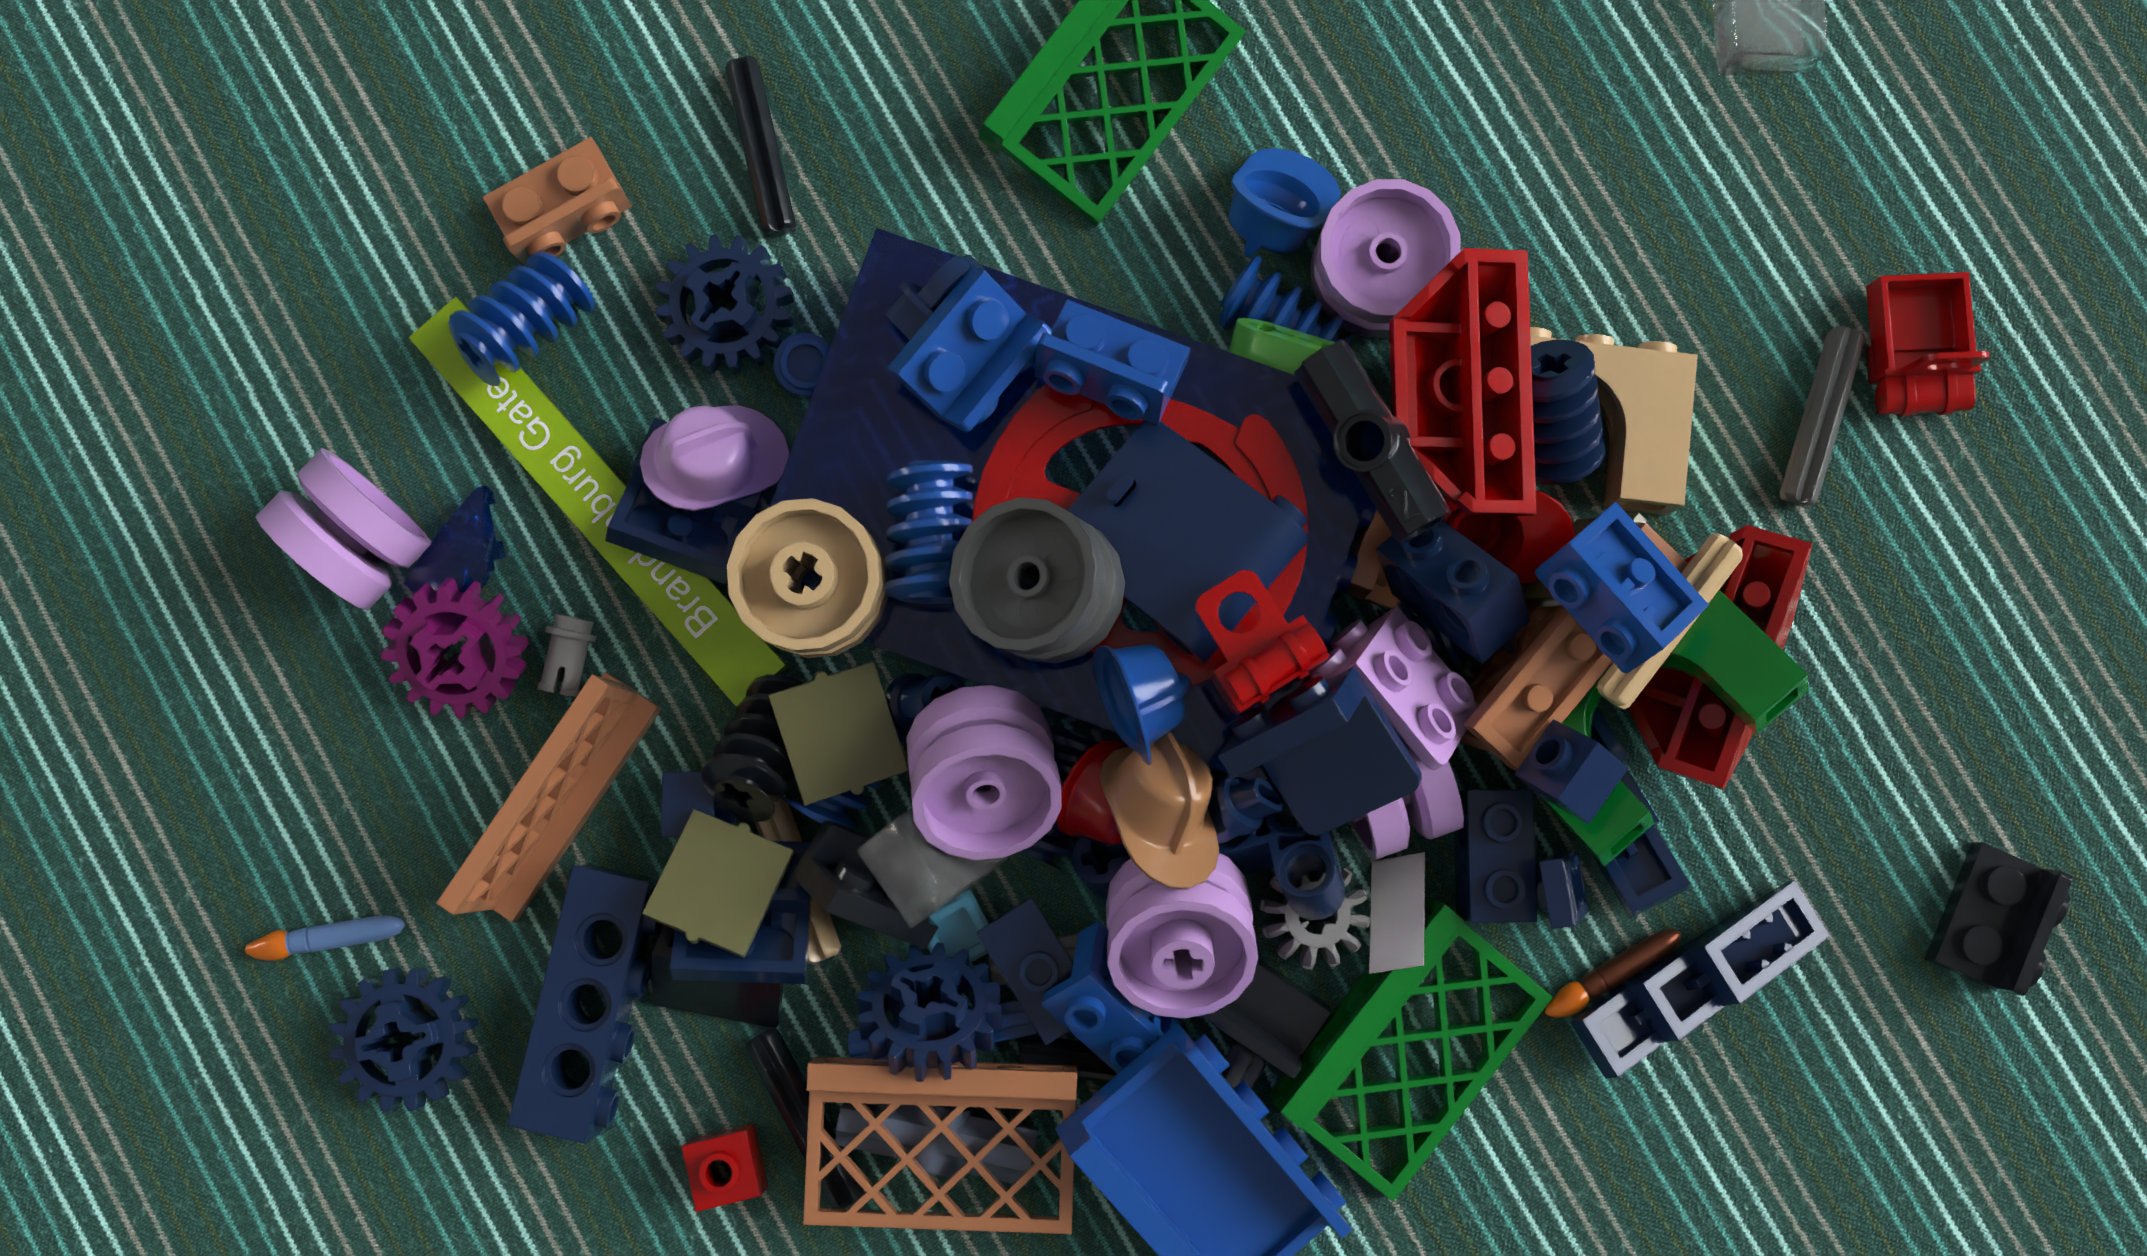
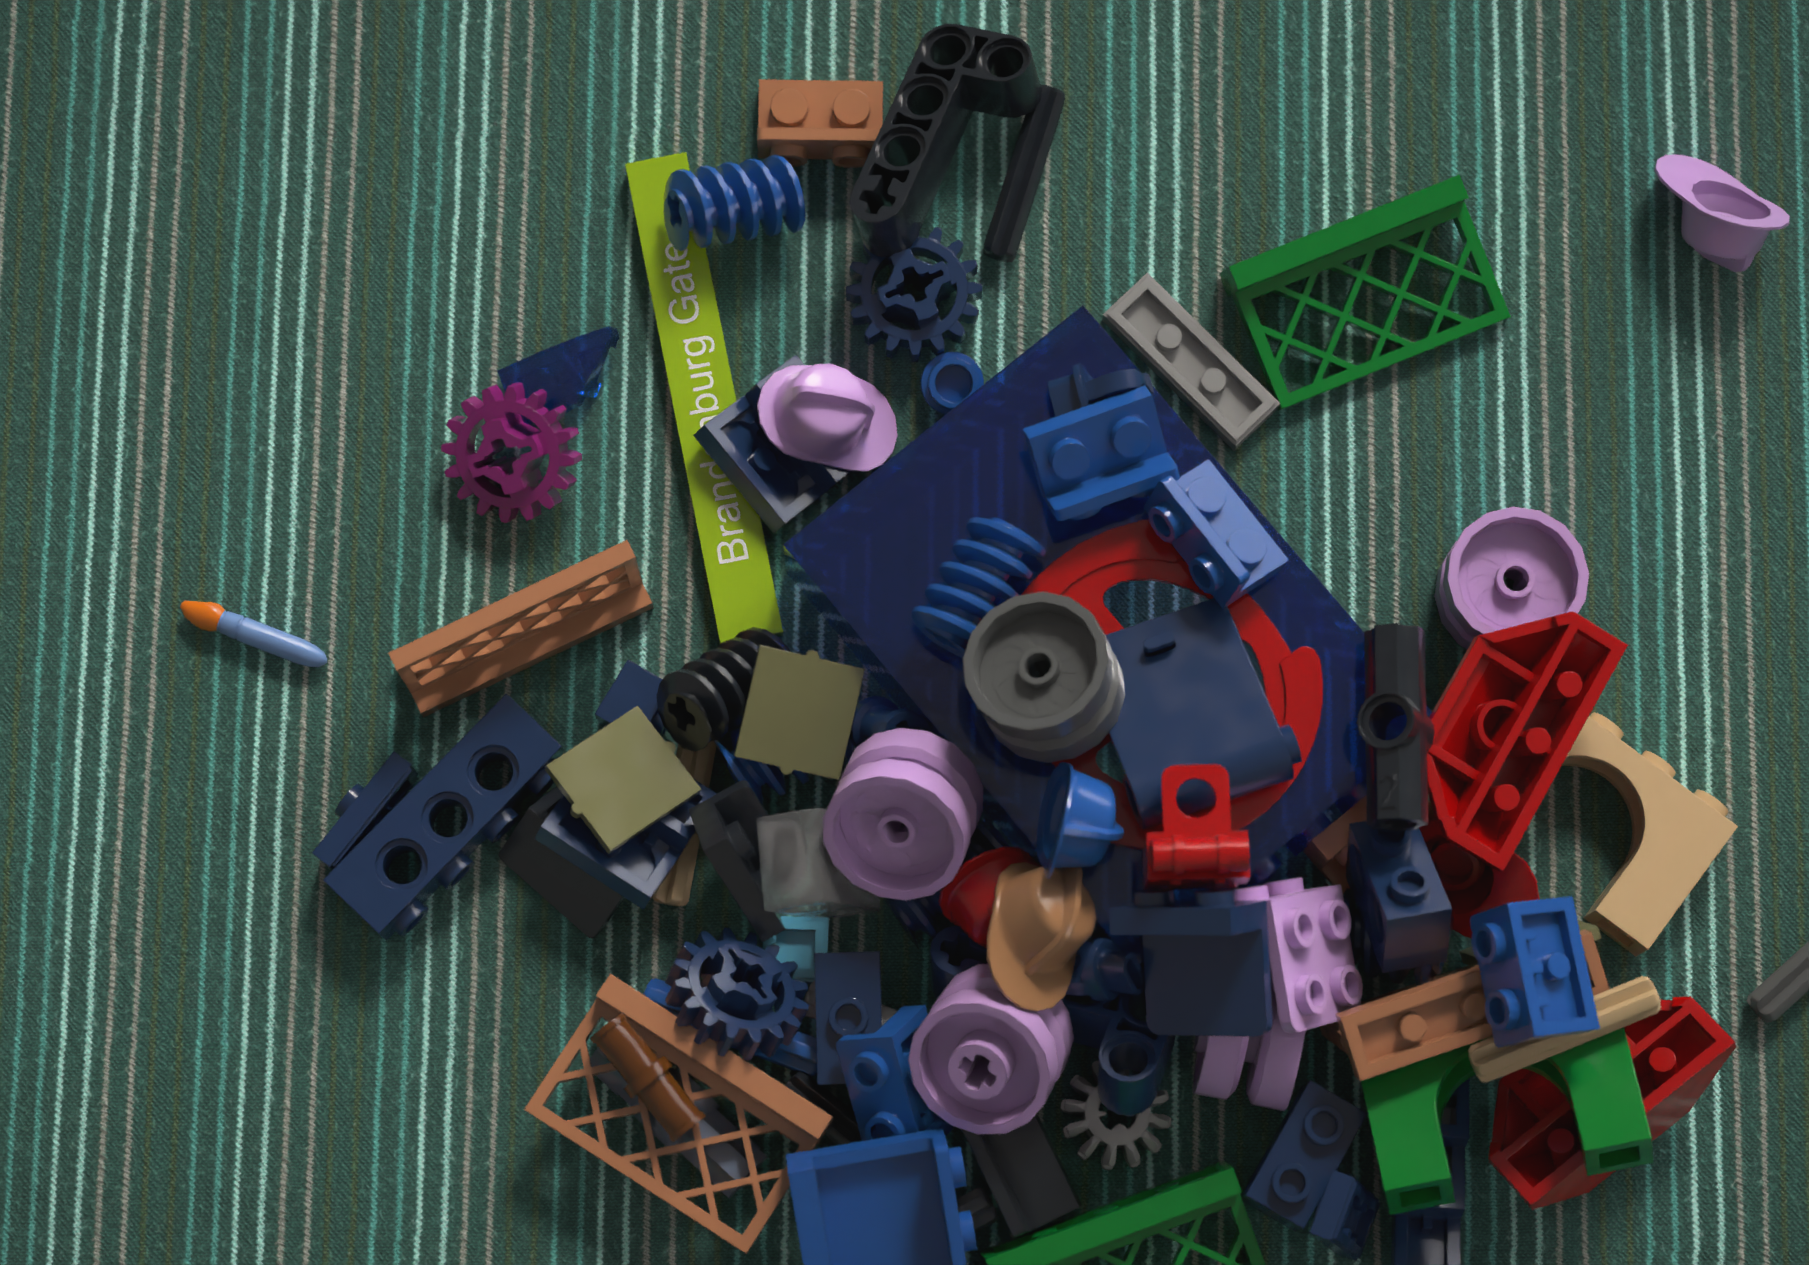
camera: 25 degrees right, 5 degrees down
(343, 530) = (479, 298): lavender wheel -> none
(398, 1011) = (281, 729): dark blue gear -> none
(509, 1036) = (365, 808): none -> dark blue plate
(566, 649) = (603, 509): light grey pin -> none
(645, 105) = (948, 79): none -> black beam
(743, 1154) = (495, 1046): red plate -> none
(777, 553) = (847, 528): tan wheel -> none
(790, 1096) = (569, 1009): black axle -> none
(895, 1136) = (647, 1077): none -> reddish brown pin
(997, 227) = (1190, 361): none -> light grey tile
(1260, 300) = (1387, 580): blue piece -> none
(1274, 344) = (1366, 599): bright green beam -> none
(1280, 200) = (1451, 480): blue piece -> none
(1397, 913) = (1188, 1154): white sticker -> none
(1565, 412) = (1584, 806): dark blue piece -> none
(1571, 771) = (1402, 1102): dark blue plate -> none

